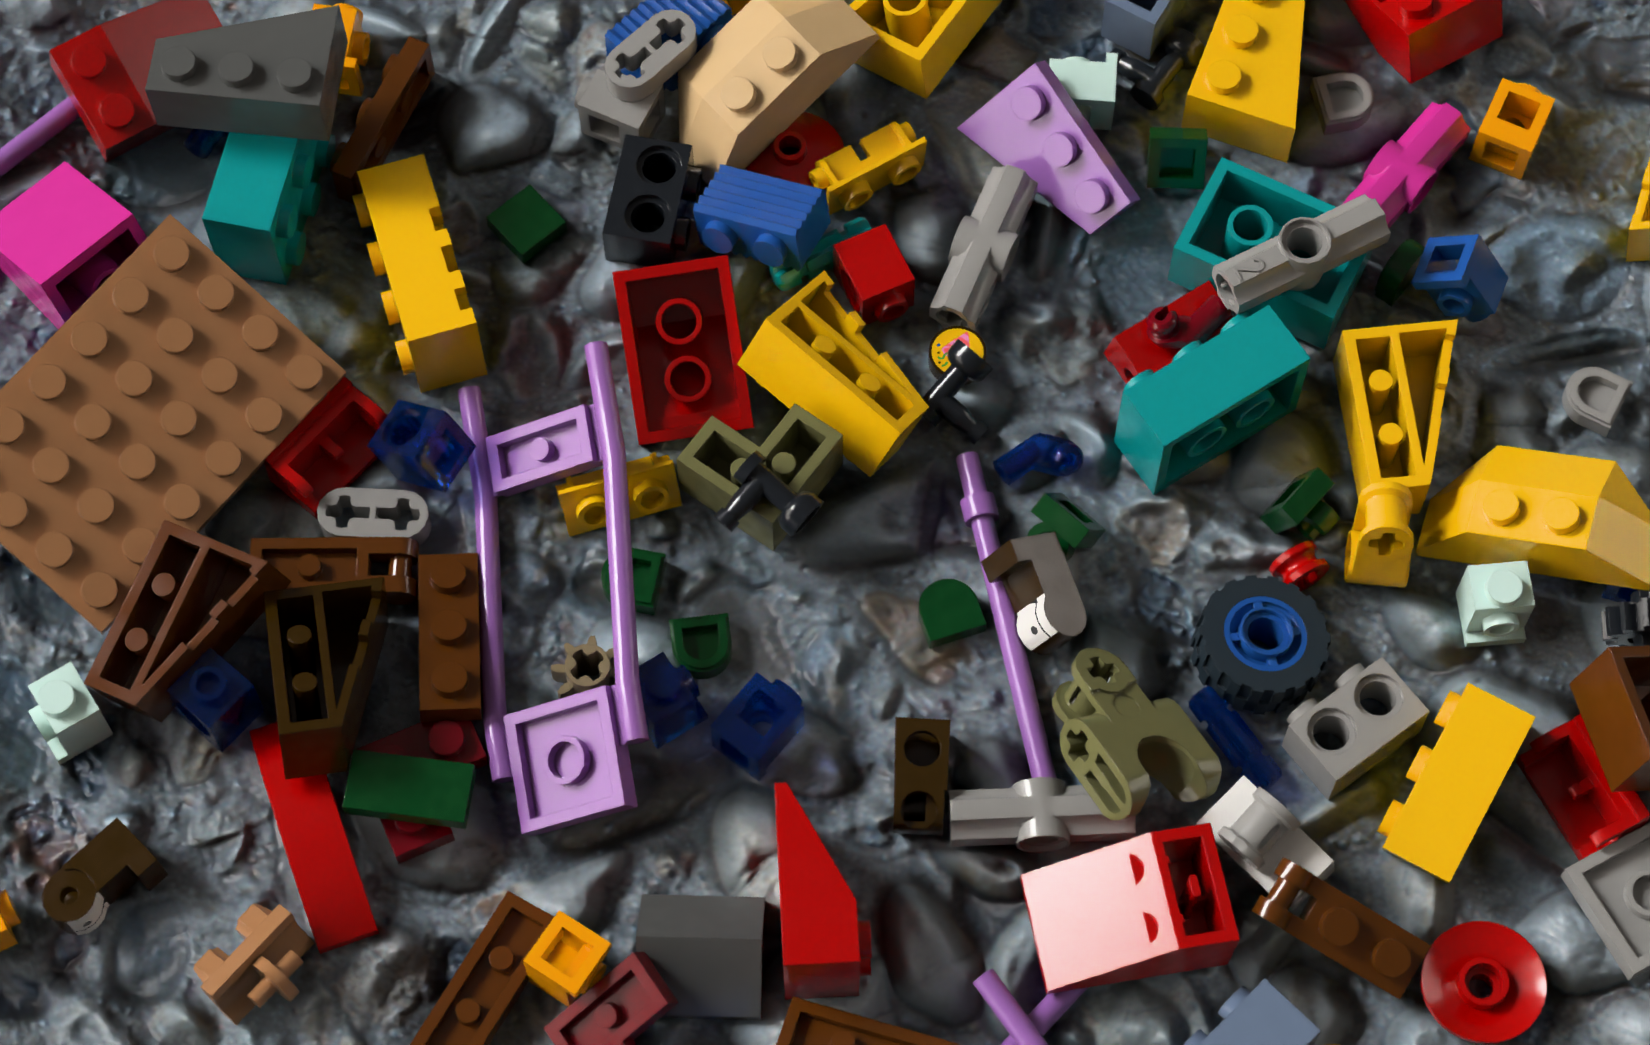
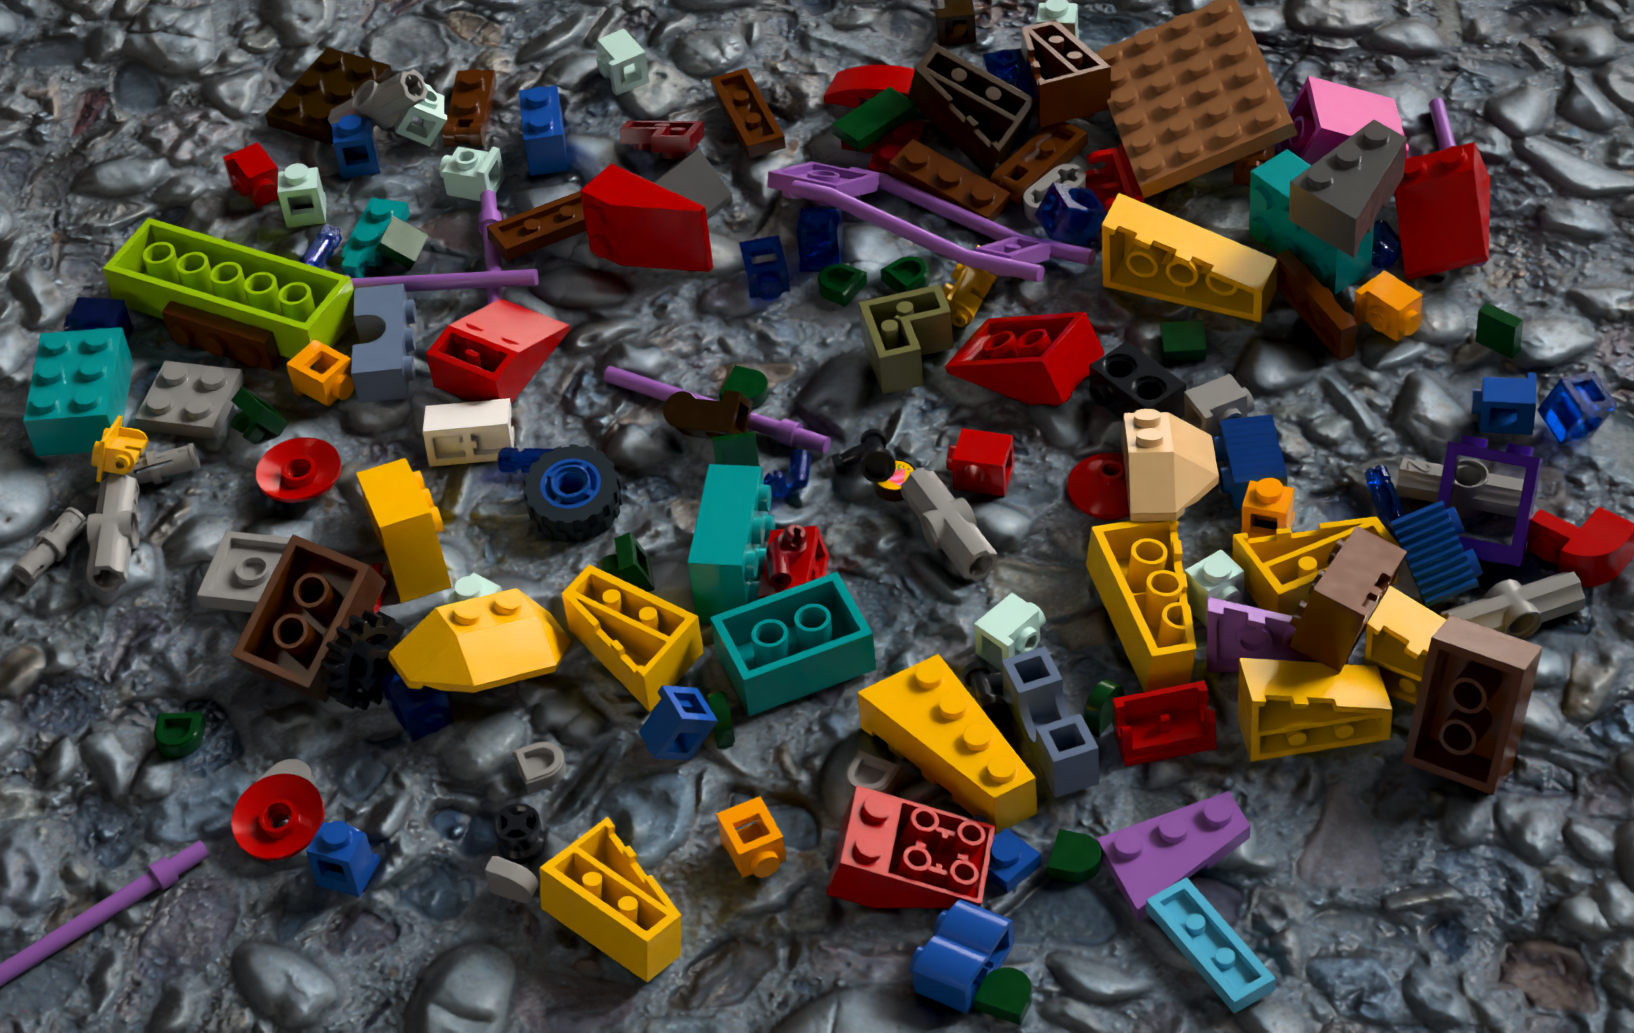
camera: 135 degrees right, 20 degrees down
(258, 965) = (850, 39): medium nougat hips -> none
(566, 959) = (720, 131): light orange brick -> none
(584, 658) = (861, 231): dark tan gear -> none
(646, 51) = (1219, 414): light grey beam -> none
(761, 217) = (1069, 421): blue brick -> none
(761, 482) = (882, 298): black piece -> none
(820, 258) = (1026, 457): teal axle -> none
(823, 363) = (930, 394): yellow wedge -> none
(892, 158) = (1062, 496): yellow hinge -> none
(920, 775) = (669, 318): dark brown leg -> none
(1033, 814) = (590, 353): light grey piece -> none
(1045, 134) = (972, 584): medium lavender wing -> none
(1121, 738) = (591, 397): olive piece -> none
(1176, 158) = (915, 650): dark green tile -> none
(1258, 828) = (470, 399): light grey bush -> none
(1273, 269) = (758, 607): light grey piece -> none
(1300, 565) = (596, 542): red bush -> none
(1343, 929) = (390, 420): reddish brown plate -> none
(1363, 736) = (483, 506): light grey brick -> none
(1380, 538) = (557, 567): yellow piece -> none
(1409, 168) = (782, 760): dark pink piece -> none

